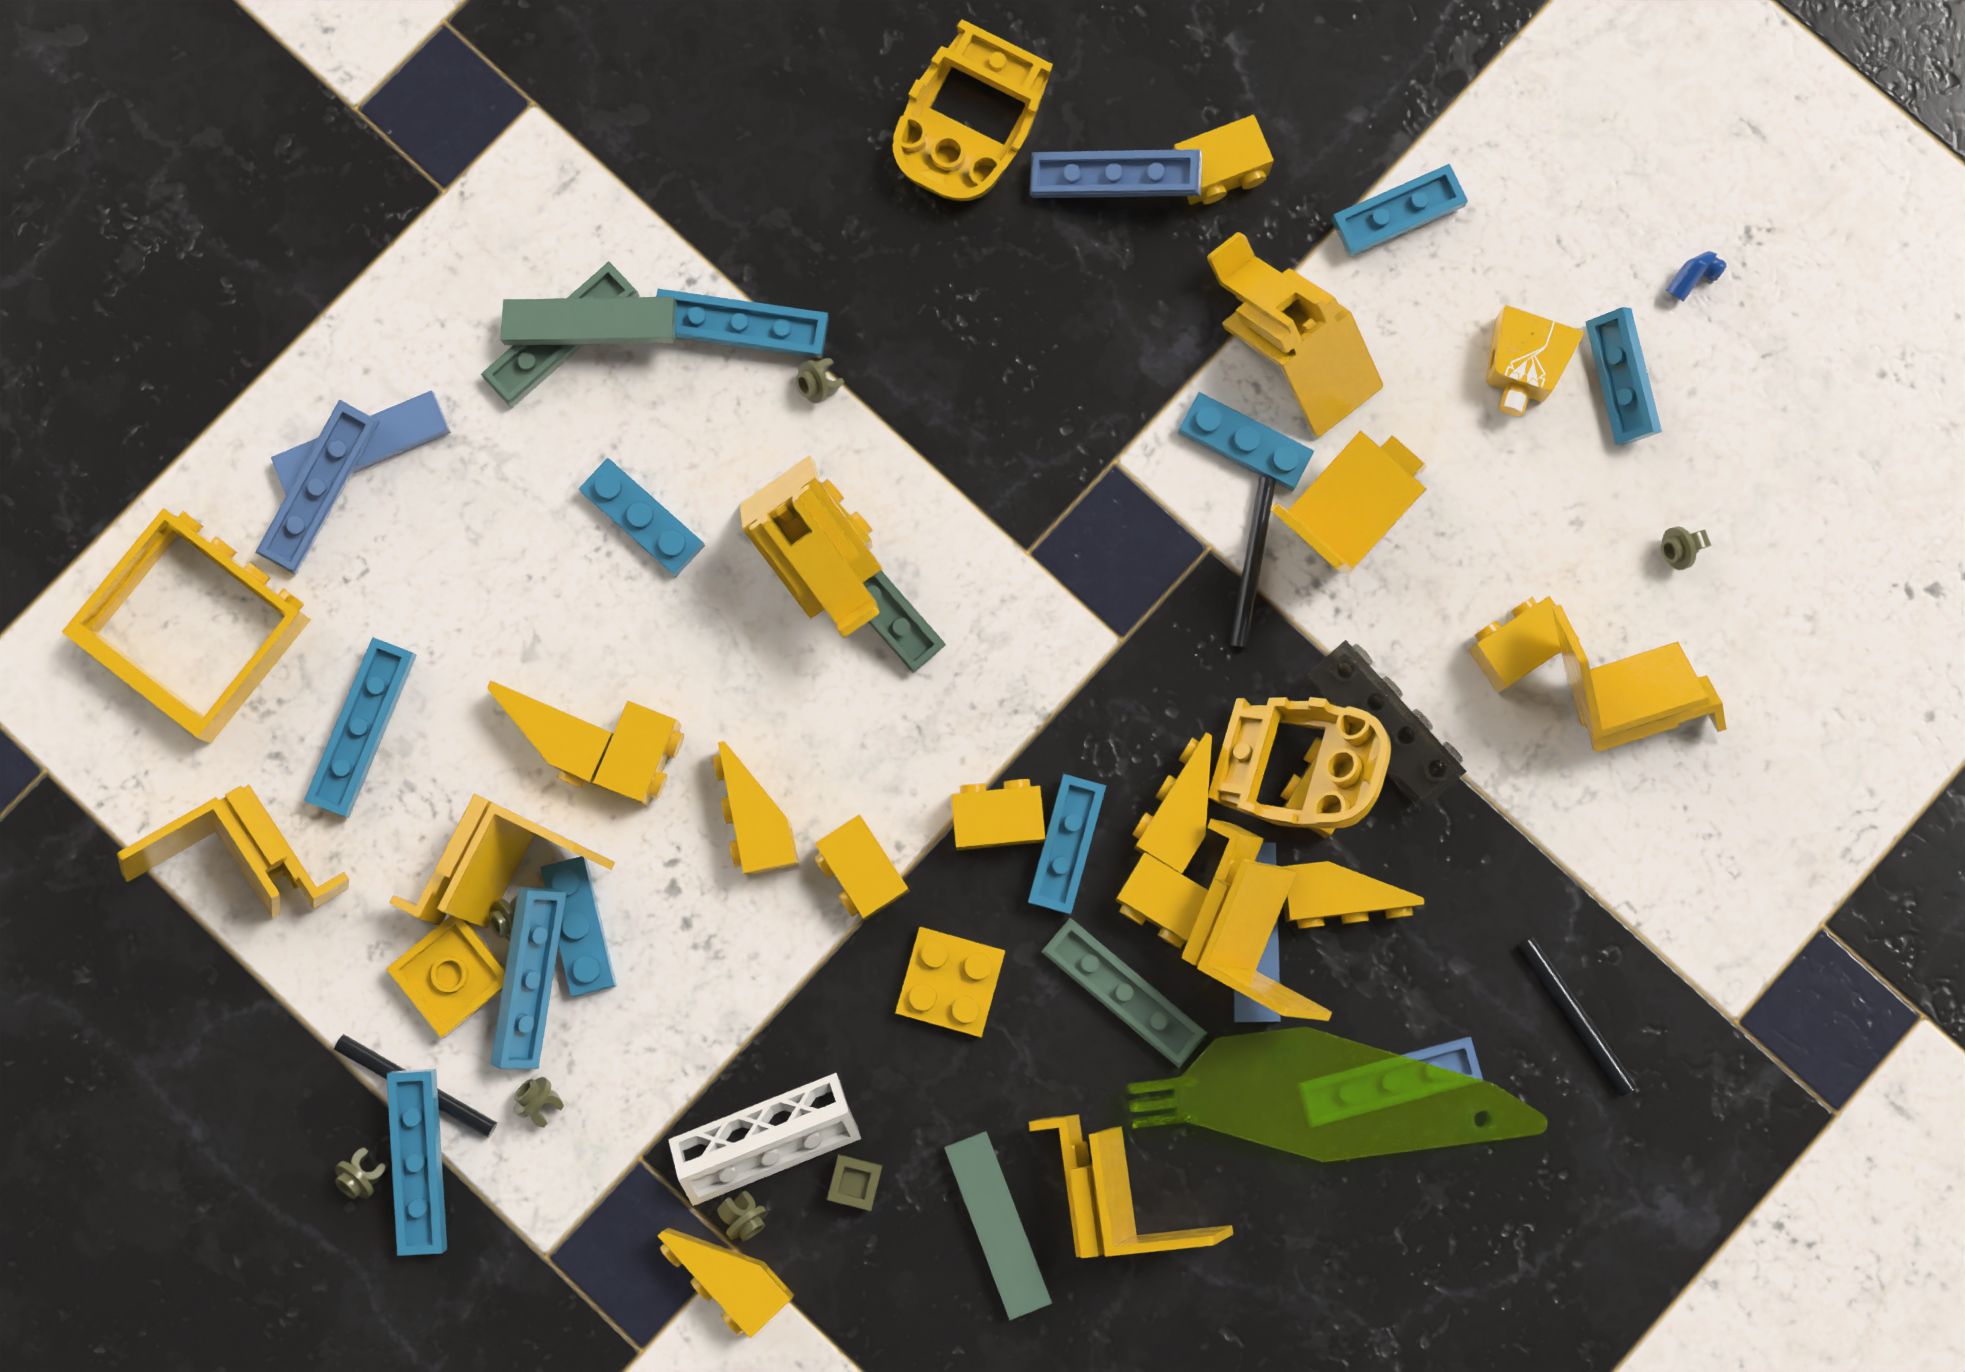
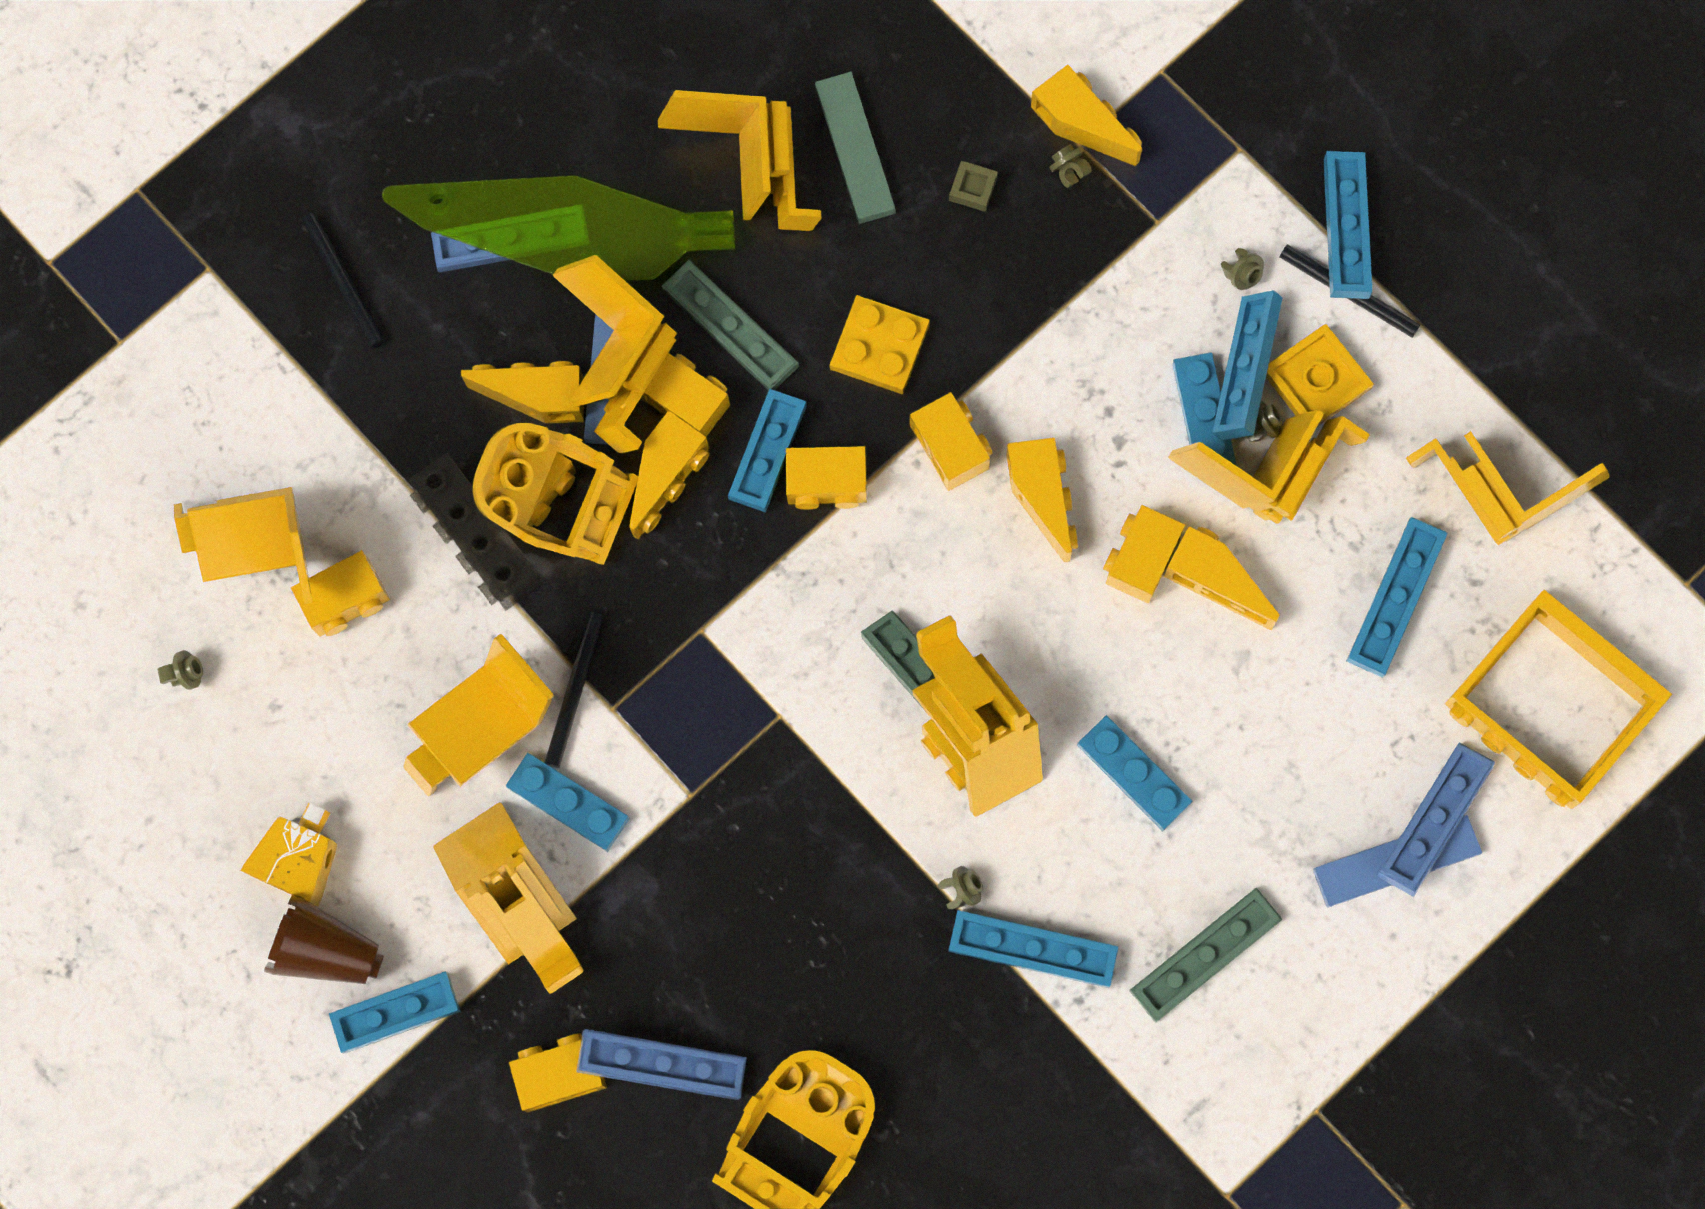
camera: 170 degrees left, 5 degrees down
(354, 1180) = (1403, 215): olive plate -> none
(588, 321) = (1177, 957): sand green tile -> none
(766, 1146) = (1048, 213): white fence -> none
(1486, 263) = (321, 947): none -> reddish brown cone
(1623, 376) = (210, 833): dark azure plate -> none
(1691, 272) = (128, 930): blue arm -> none

